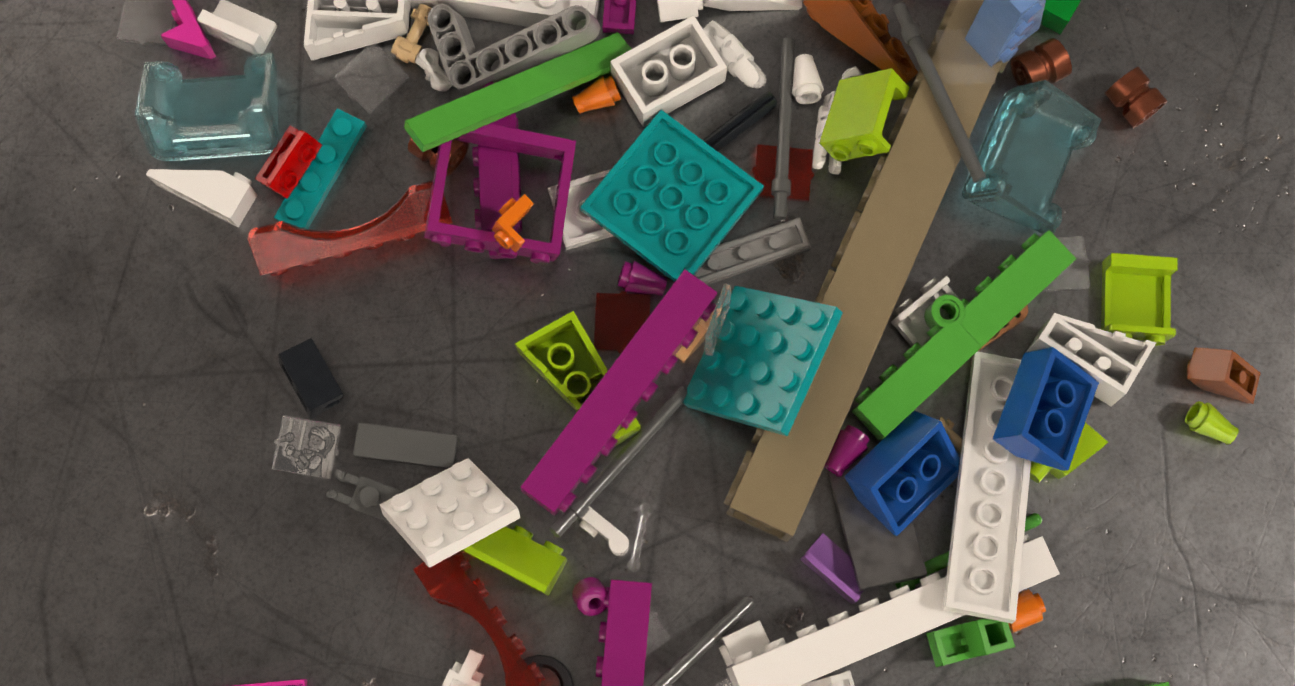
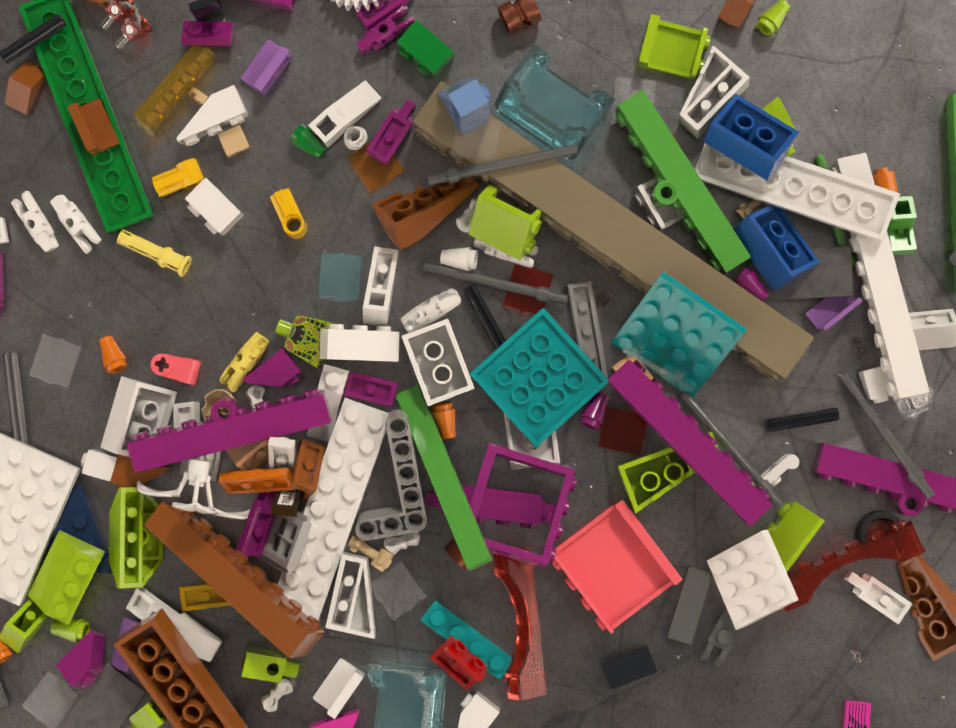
camera: 75 degrees left, 10 degrees up
(306, 447) = (677, 678): clear piece -> none
(441, 338) = (614, 566): none -> coral panel
(511, 214) = (545, 500): orange bracket -> none
(589, 596) = (823, 488): magenta piece -> none
(634, 564) = (803, 452): clear hinge -> none
(678, 555) = (802, 419): none -> black axle
(1046, 62) = (483, 71): copper wheel -> none

